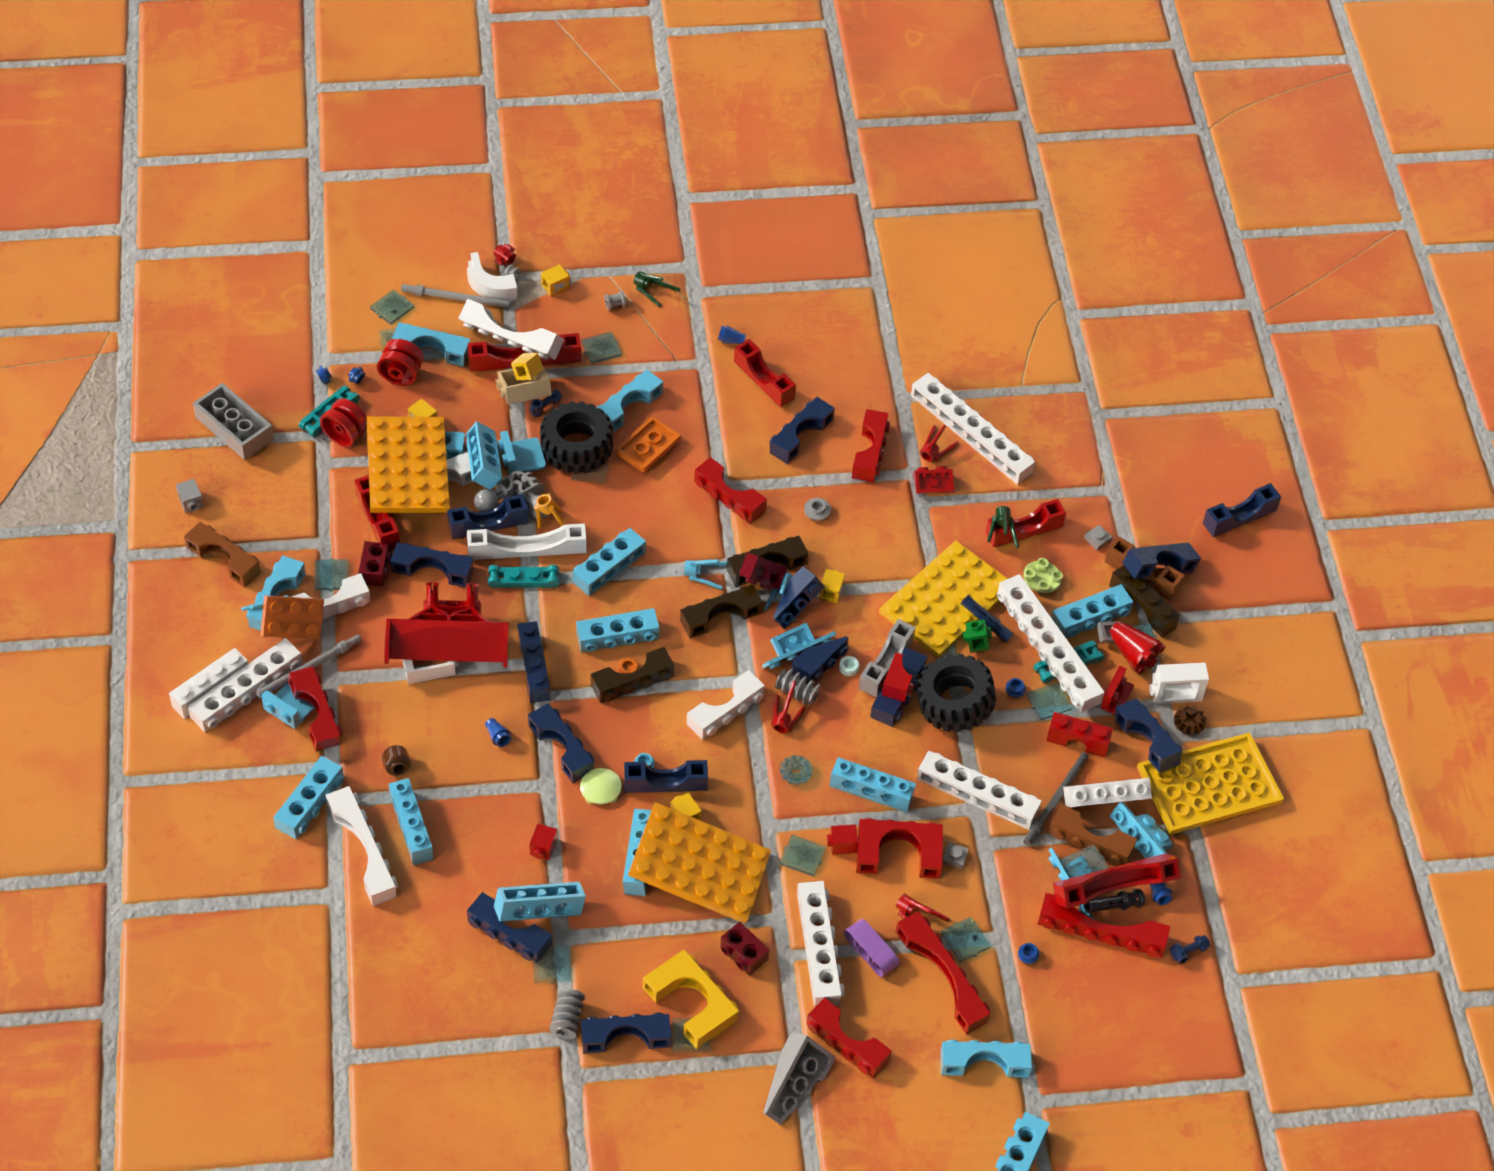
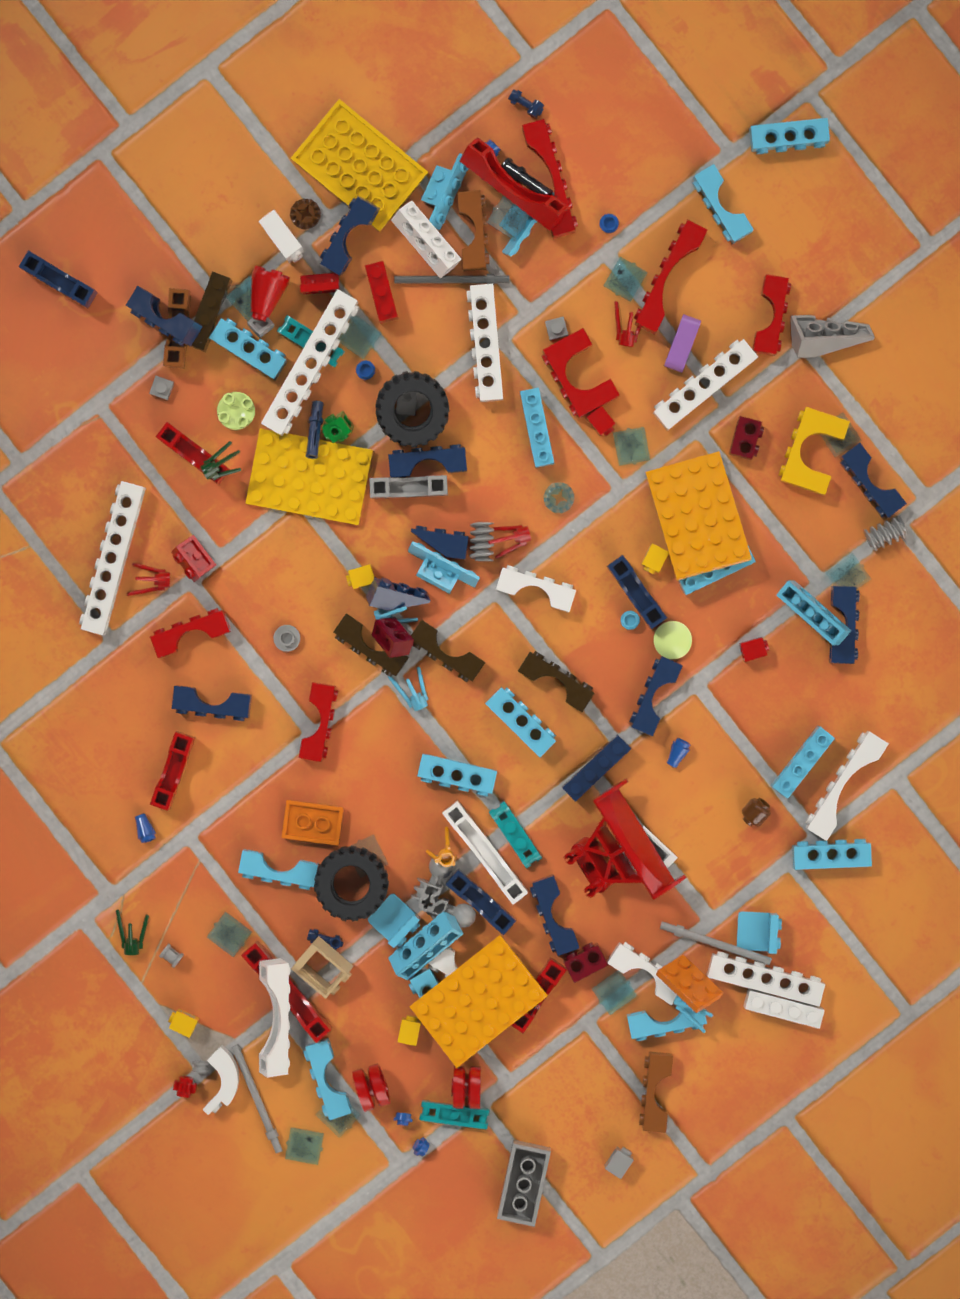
camera: 120 degrees left, 35 degrees up
(307, 687) = (741, 927): red arch -> none
(527, 366) = (312, 970): yellow brick -> none
(628, 666) = (547, 691): orange tile -> none
(849, 666) = (430, 516): light aqua tile -> none
(897, 682) = (435, 461): red arch -> none

